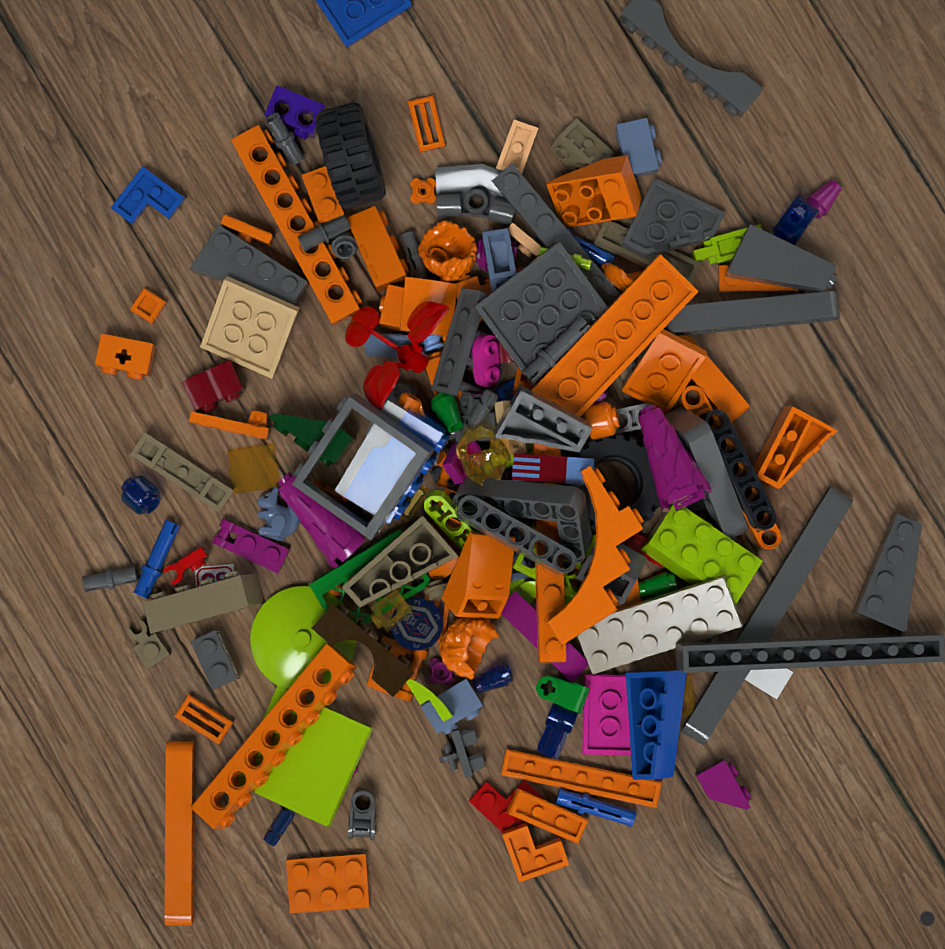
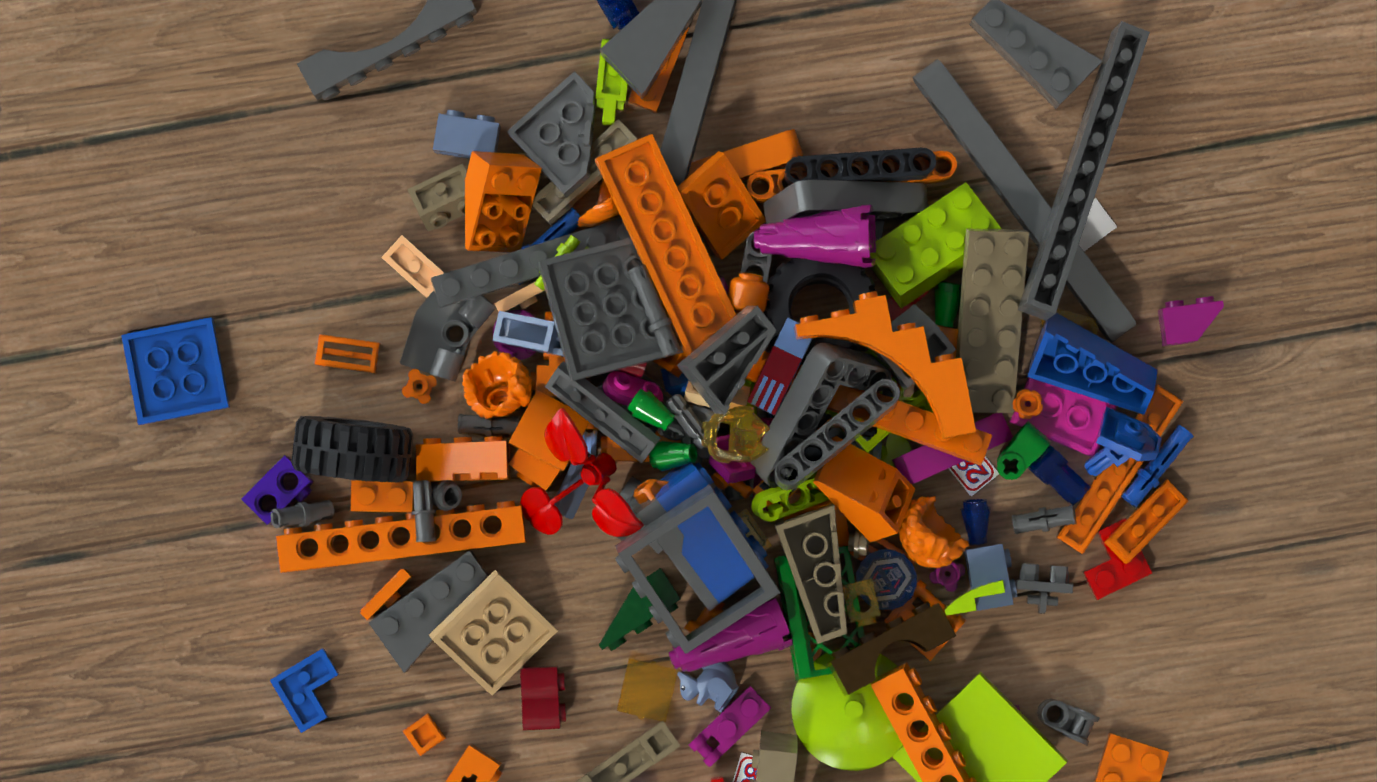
camera: 65 degrees left, 0 degrees up
(255, 426) = (603, 669): orange hinge -> none
(476, 378) = (651, 410): none -> green cone
(516, 732) = (1044, 519): none -> dark grey pin
(528, 662) = (974, 476): none -> sticker
(532, 860) = (1187, 556): orange plate -> none
(605, 769) = (1122, 439): none -> blue piece
(610, 685) = (1031, 396): none -> orange plate
(789, 446) = (853, 103): orange wedge -> none

